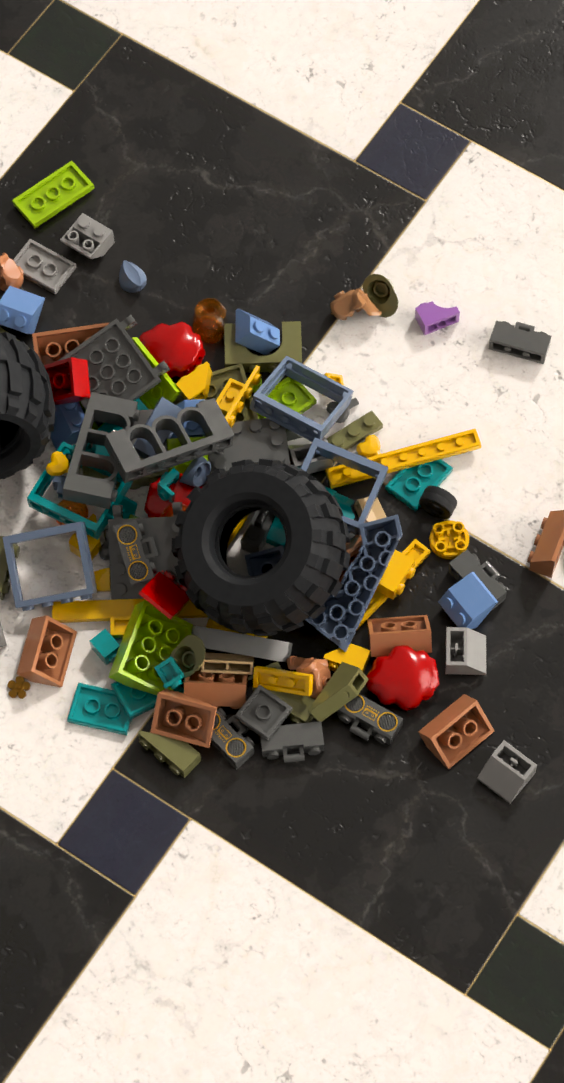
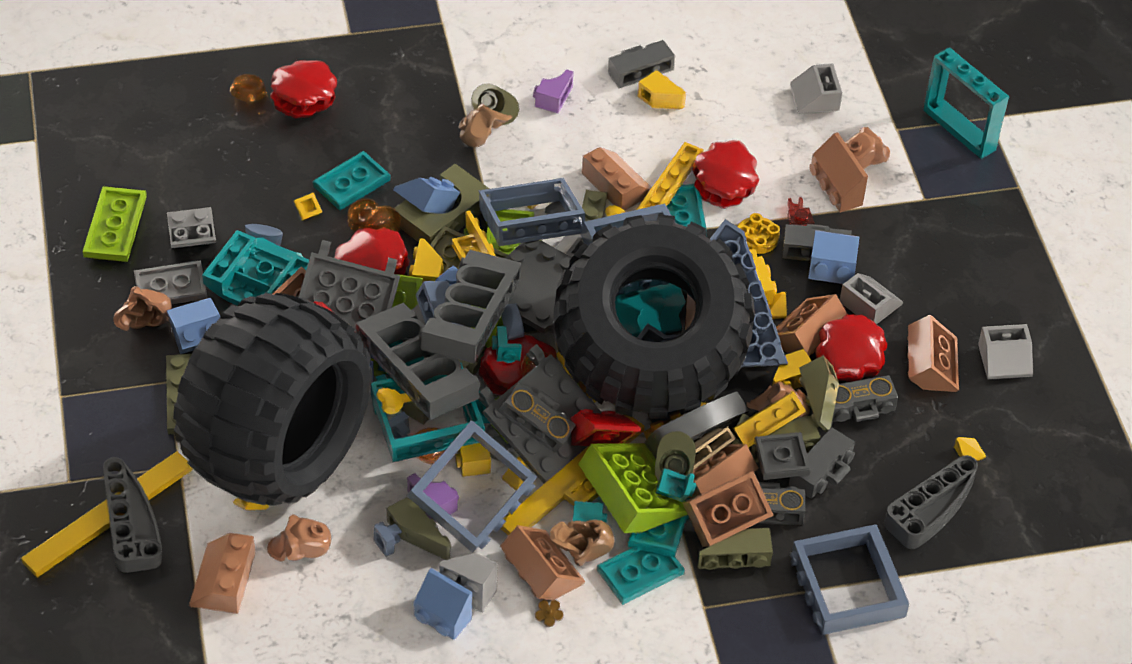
camera: 50 degrees left, 15 degrees down
(32, 554) = (439, 492): none -> medium lavender arch
(81, 658) = (583, 539): none -> medium nougat head
(95, 295) = (250, 268): none -> teal slope
(182, 276) = (307, 206): none -> yellow slope
(225, 878) = (830, 623): none -> sand blue window
(231, 279) = (351, 180): none -> teal tile
(239, 155) = (248, 88): none -> clear orange hat
(270, 182) = (303, 88): none -> red piece
(324, 836) = (931, 503): none -> dark grey beam
(397, 605) = (778, 308): none -> yellow slope
(402, 417) = (615, 177): none -> nougat slope
(402, 817) = (969, 447): none -> yellow slope
(438, 502) = (720, 207): black tyre -> none
(477, 475) = (725, 173): none -> red piece
(494, 551) = (797, 214): none -> clear red plate
(507, 375) = (661, 92): none -> yellow slope

